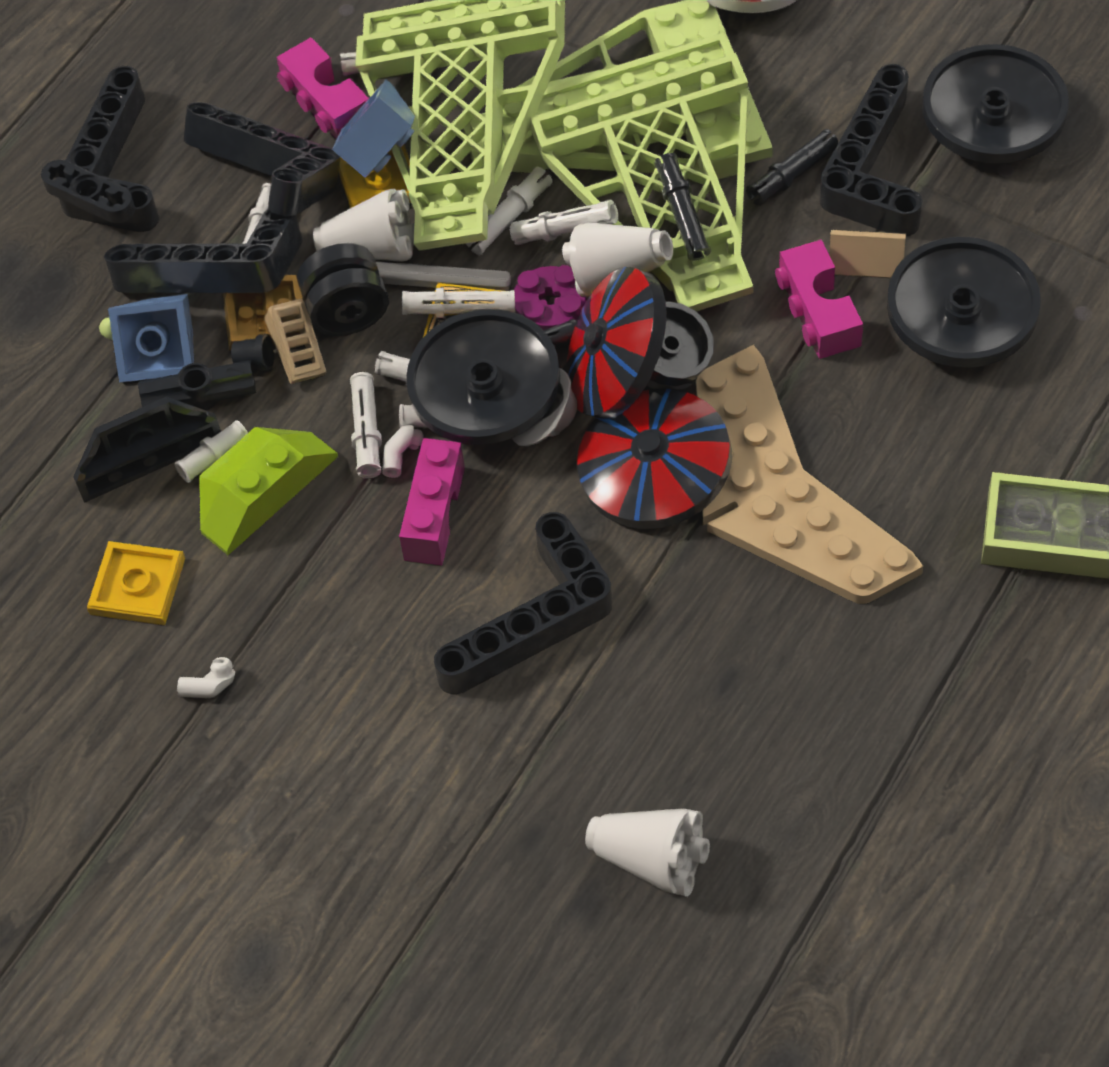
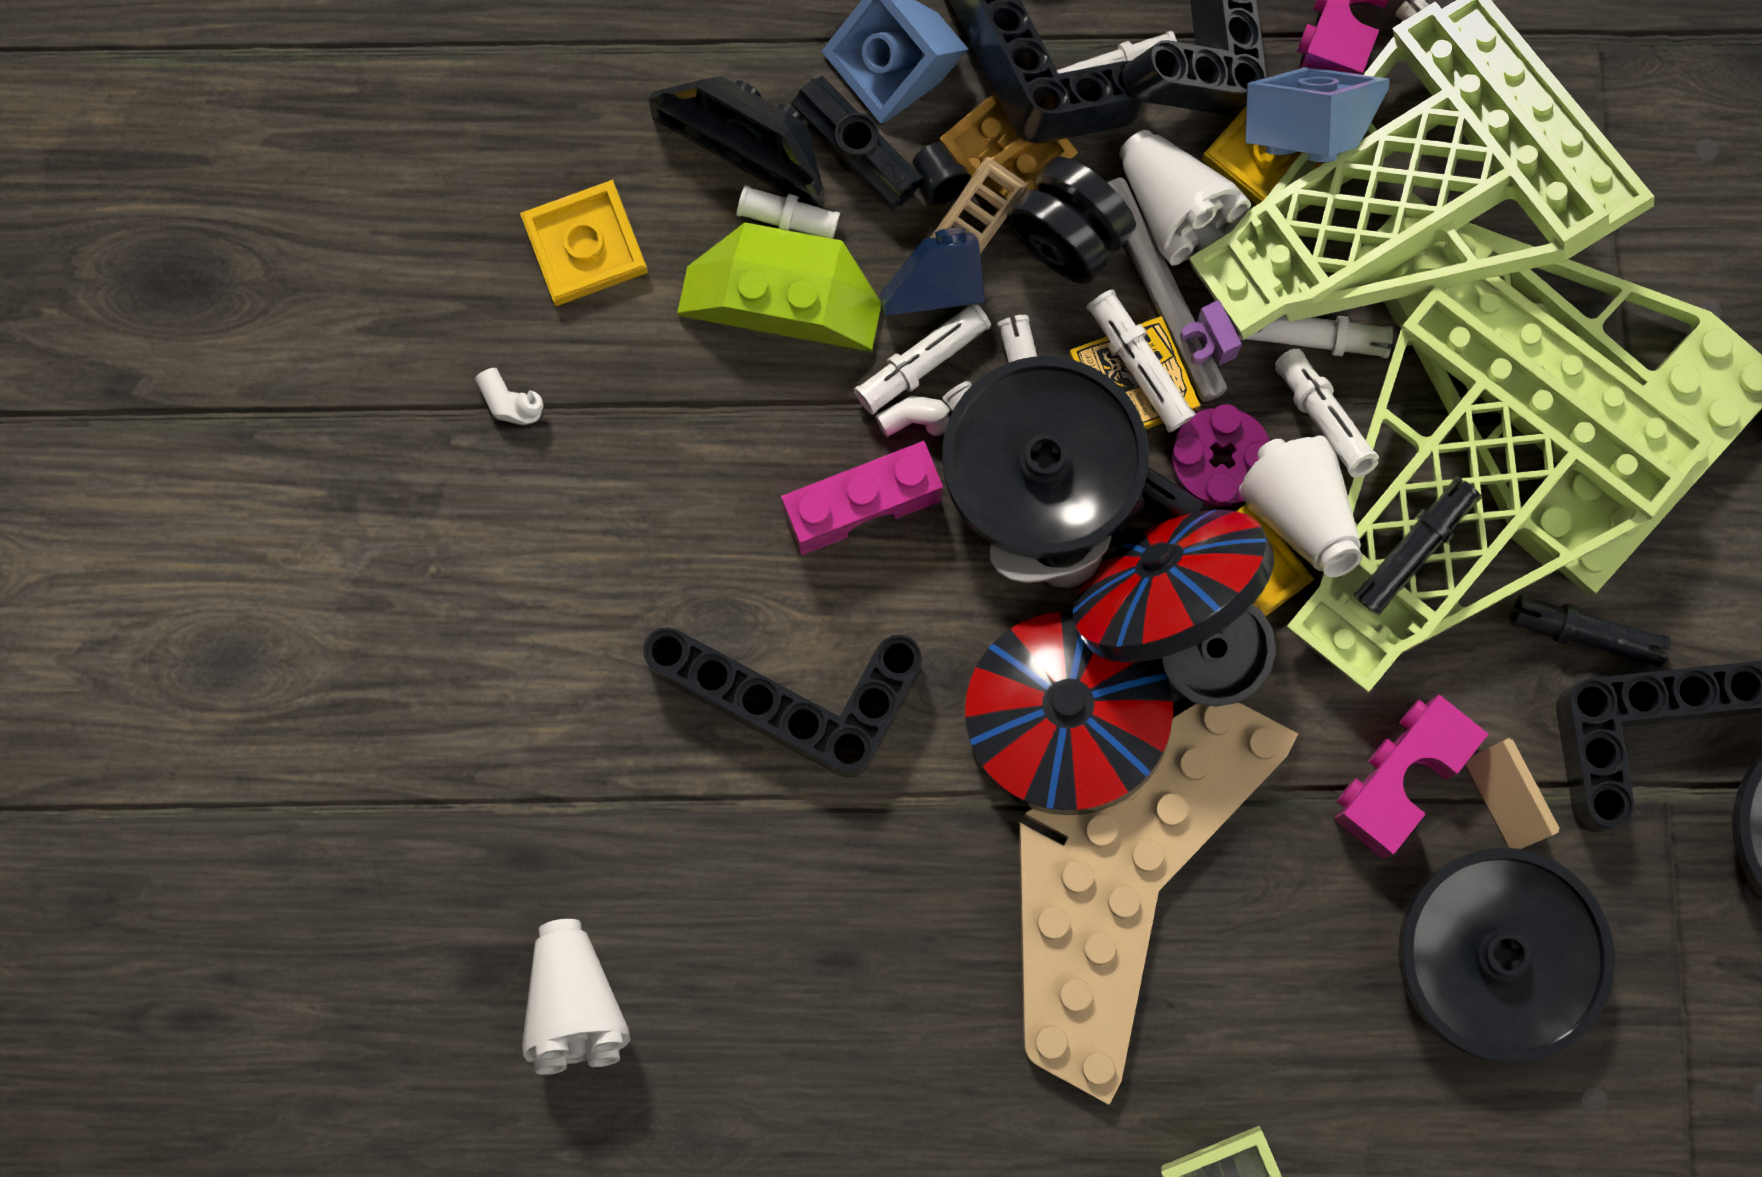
camera: 50 degrees right, 20 degrees up
(319, 383) = (937, 275): none -> dark blue slope
(472, 254) = (1217, 333): none -> medium lavender tile

